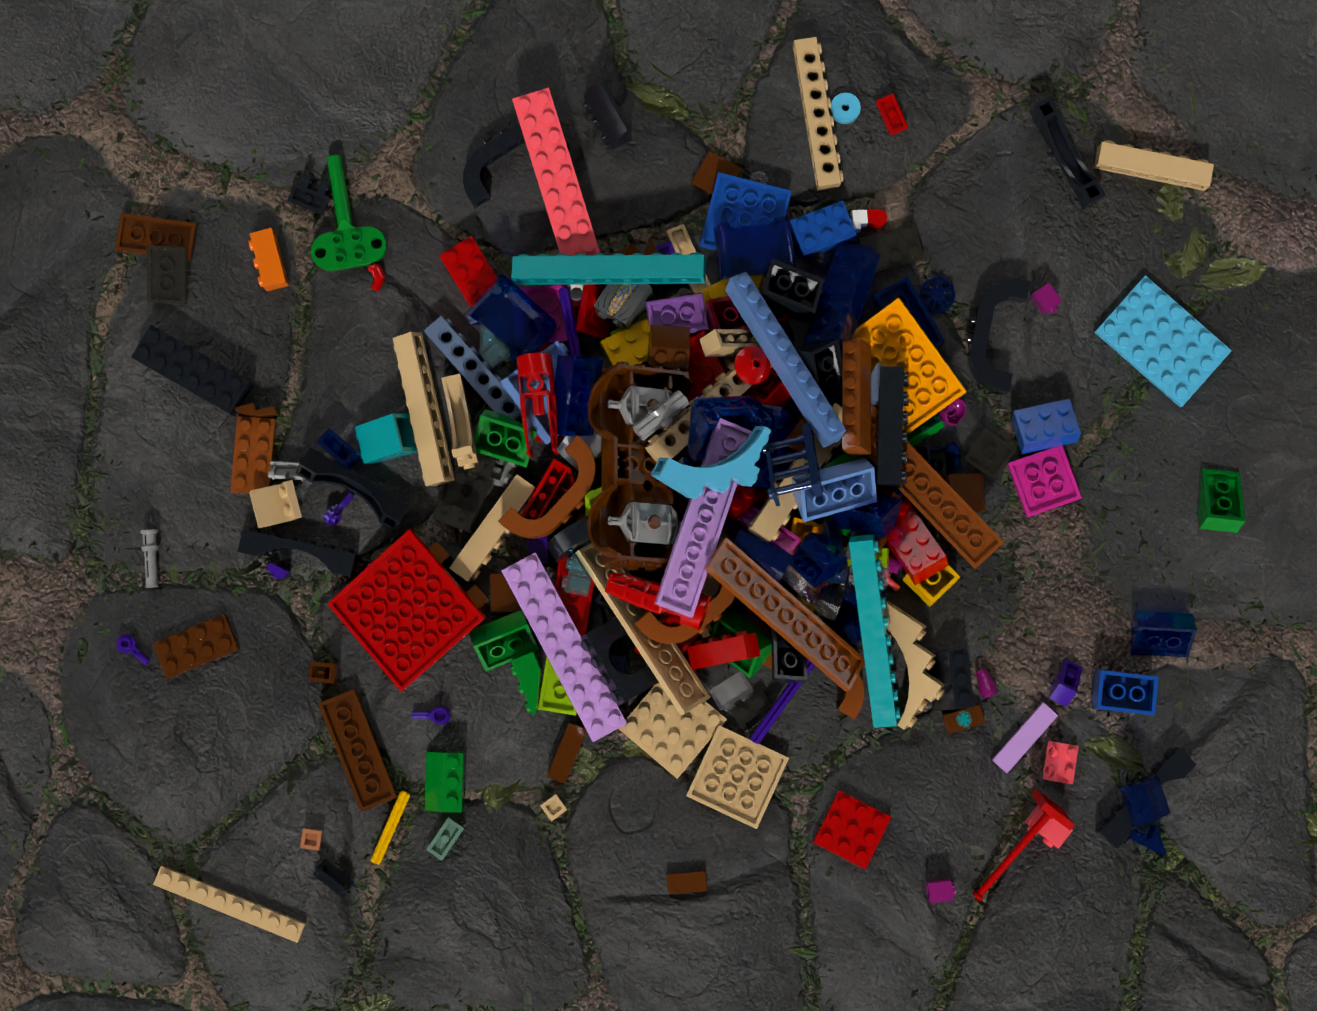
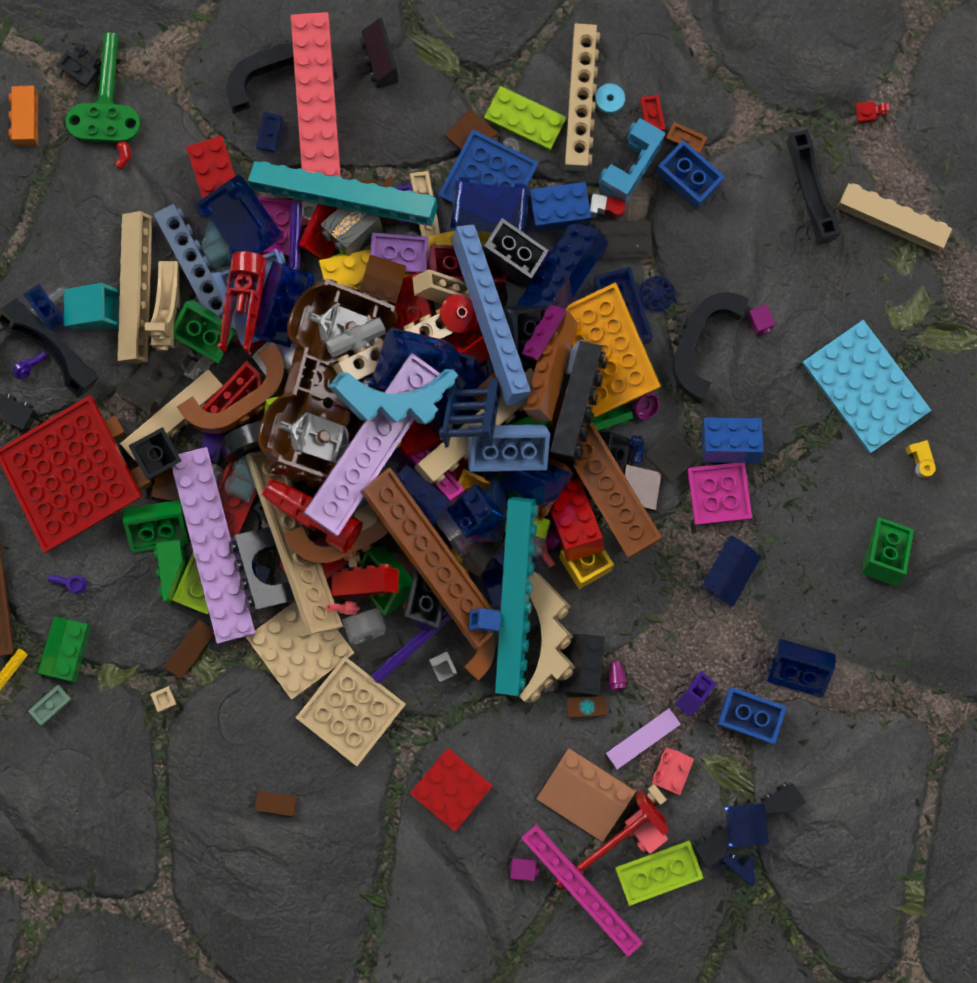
camera: 10 degrees right, 5 degrees down
(488, 572) = (155, 453): none -> black slope
(516, 220) = (269, 132): none -> clear blue plate
(710, 677) = (349, 607): none -> coral plate
(766, 147) = (525, 118): none -> lime plate
(816, 713) = (443, 667): none -> light grey panel
(842, 365) = (544, 332): none -> magenta plate
(850, 662) = (484, 620): none -> blue brick
(891, 144) = (647, 142): none -> dark azure plate
(930, 131) = (679, 133): none -> dark orange plate
(943, 168) = (690, 174): none -> blue brick
(982, 805) = (585, 795): none -> nougat slope
(1001, 897) = (582, 890): none -> dark pink plate
(1049, 790) = (655, 795): none -> tan plate
(1070, 863) = (659, 873): none -> lime plate
(1071, 554) = (731, 570): none -> clear blue slope
(1104, 63) = (868, 111): none -> red plate
(1234, 401) = (923, 458): none -> yellow leg

